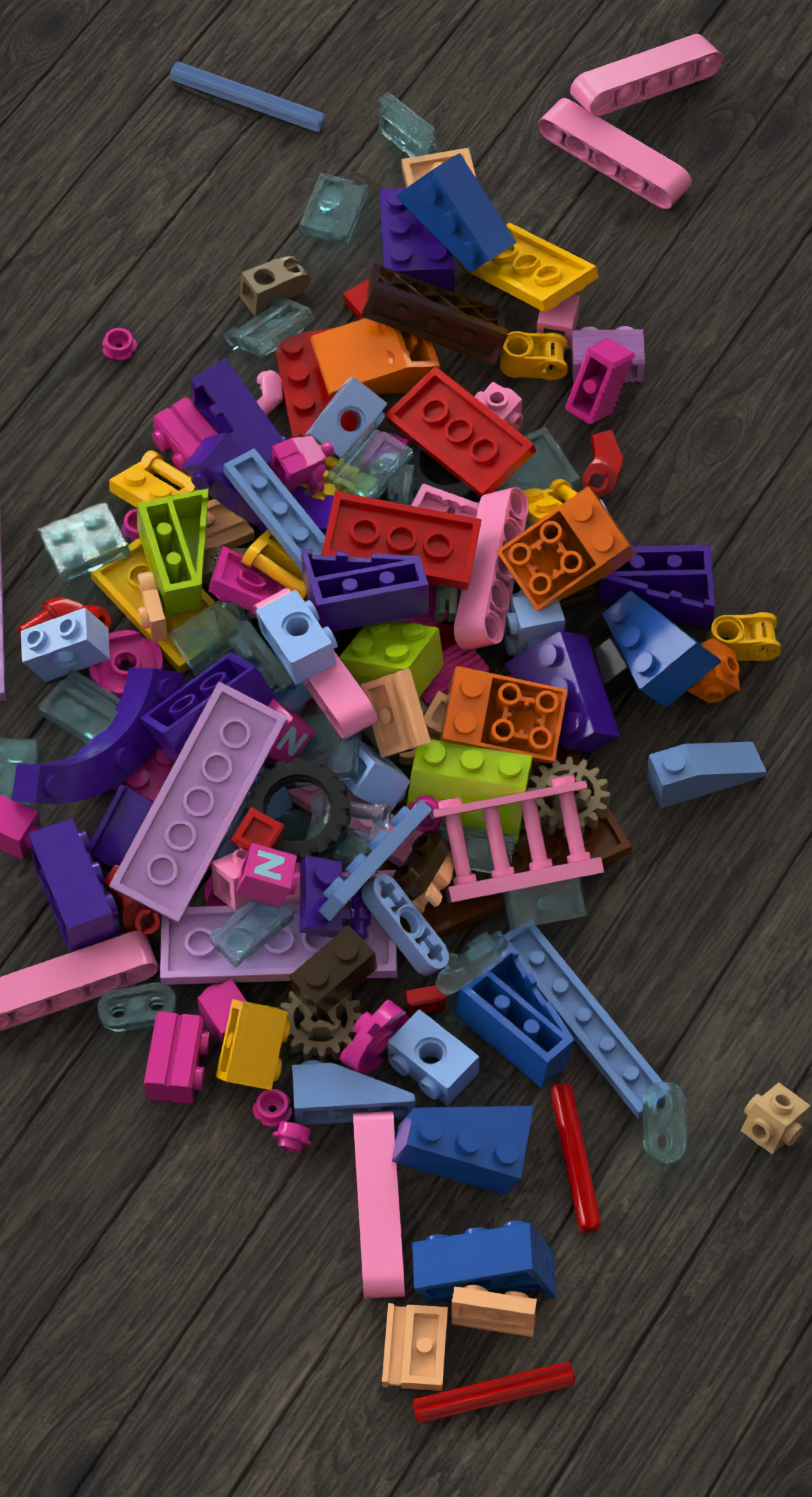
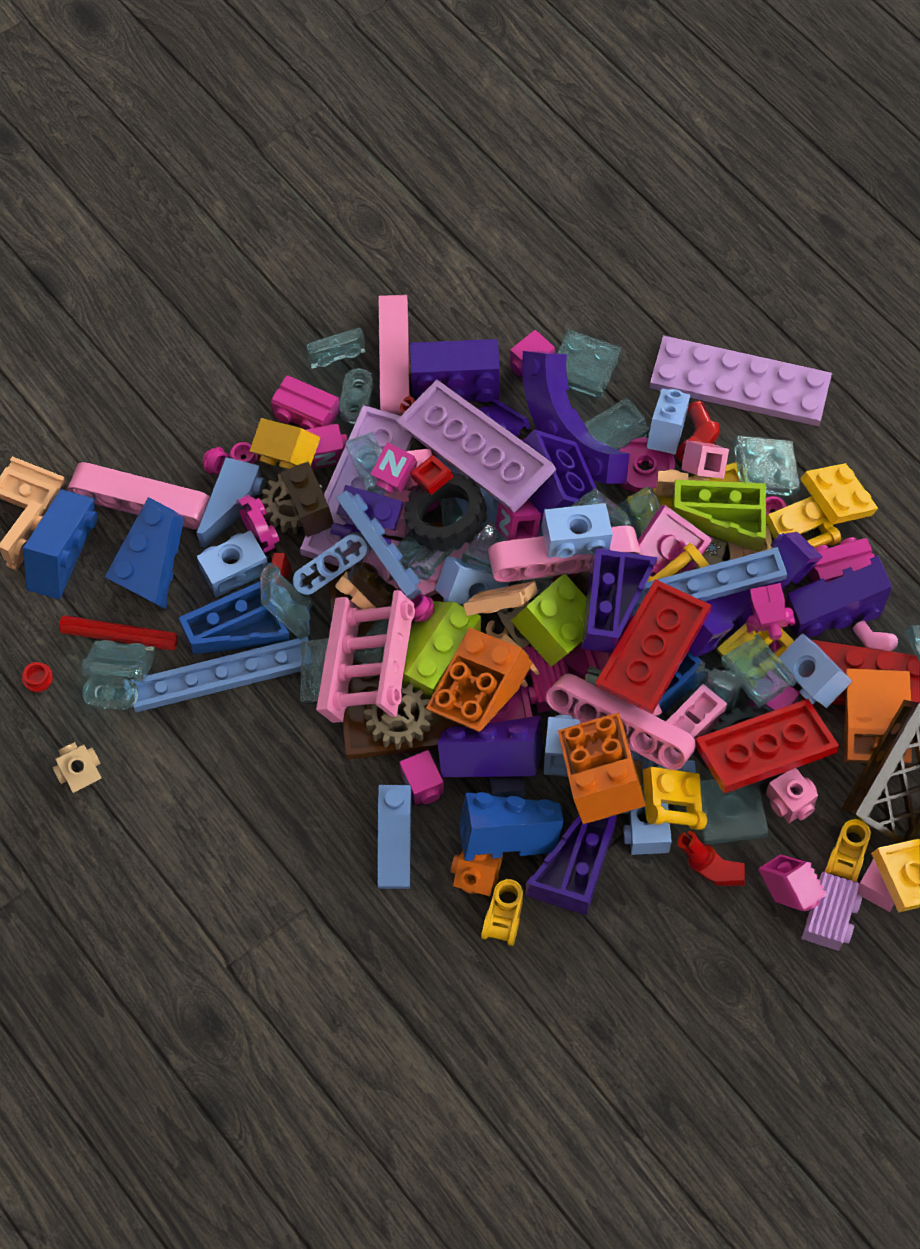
camera: 110 degrees right, 5 degrees up
(66, 1042) = (336, 347): none -> clear light blue plate
(98, 461) = (839, 493): none -> yellow plate
(115, 582) = (705, 459): none -> bright pink brick
(609, 1132) = (118, 660): none -> clear light blue plate
(624, 763) = (423, 777): none -> dark pink brick
(673, 1226) = (37, 677): none -> red plate

